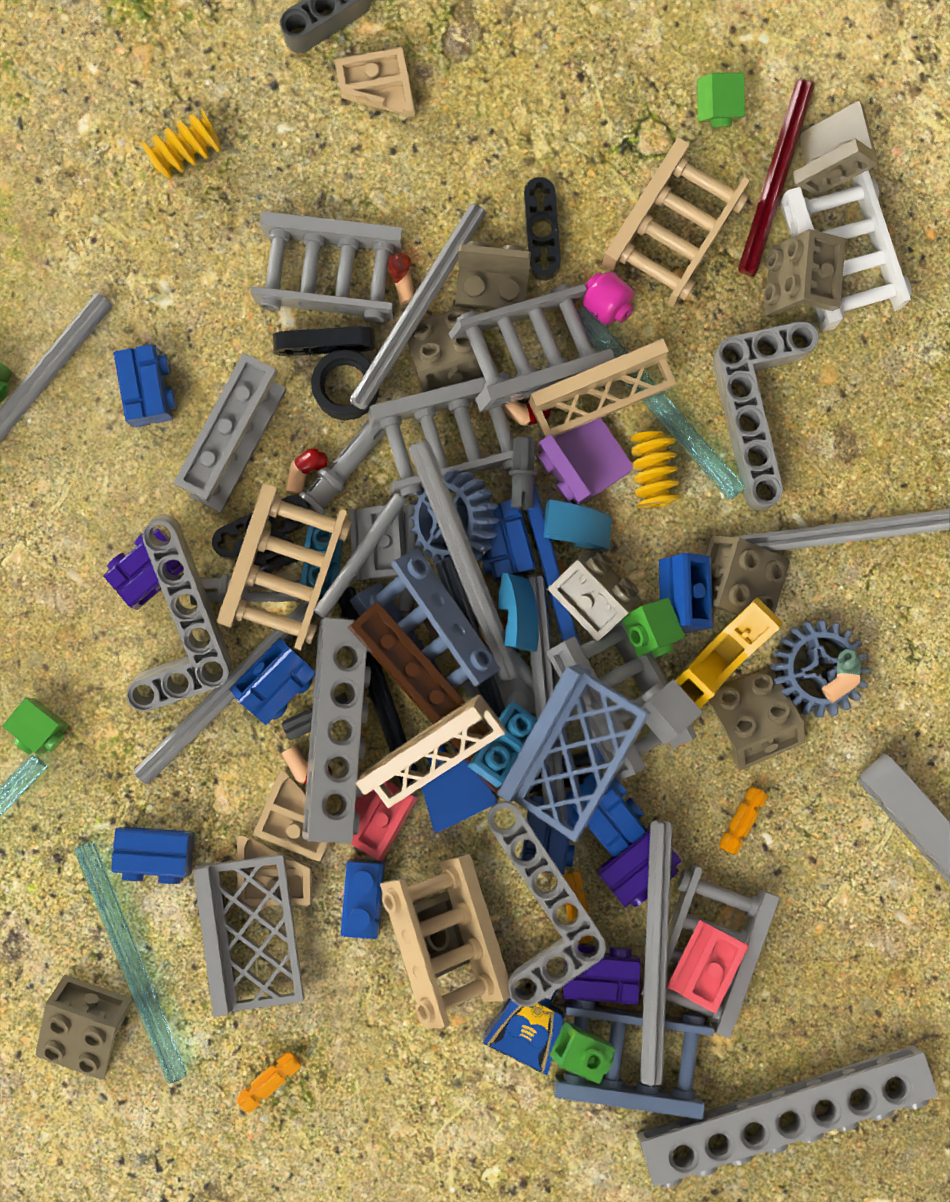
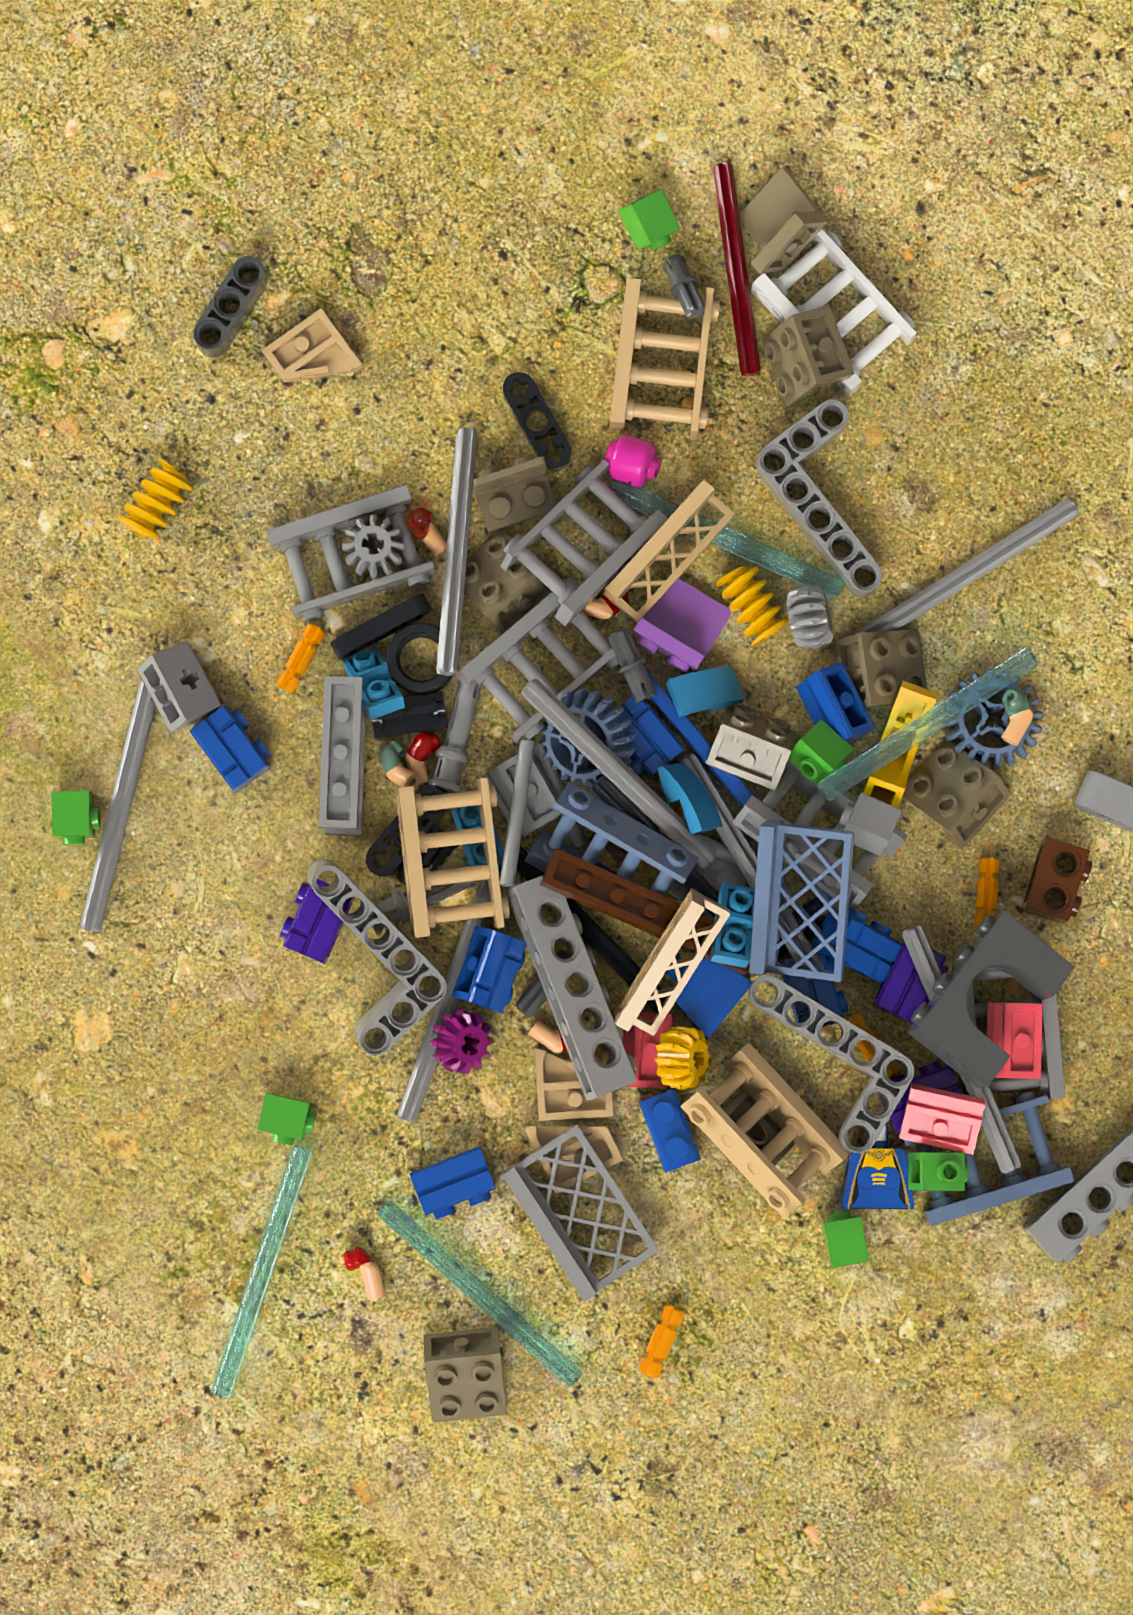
camera: 30 degrees left, 0 degrees up
(43, 895) = (369, 1270): none -> arm
(124, 310) = (179, 686): none -> light grey brick
(231, 733) = (462, 1041): none -> magenta gear
(242, 337) = (300, 658): none -> light orange axle
(276, 471) = (393, 768): none -> arm
(292, 386) = (379, 690): none -> dark azure slope
(310, 428) = (420, 714): none -> black hinge
(343, 253) = (384, 538): none -> light grey gear
(403, 840) = (682, 1057): none -> yellow gear
(472, 1071) = (844, 1239): none -> bright green brick
(609, 1008) = (942, 1119): none -> plate
(653, 922) = (945, 1022): none -> dark grey arch
(700, 503) = (809, 617): none -> light grey gear
(724, 169) = (684, 286): none -> dark grey axle
(760, 646) = (927, 724): none -> clear light blue axle
(803, 830) = (1046, 877): none -> reddish brown brick

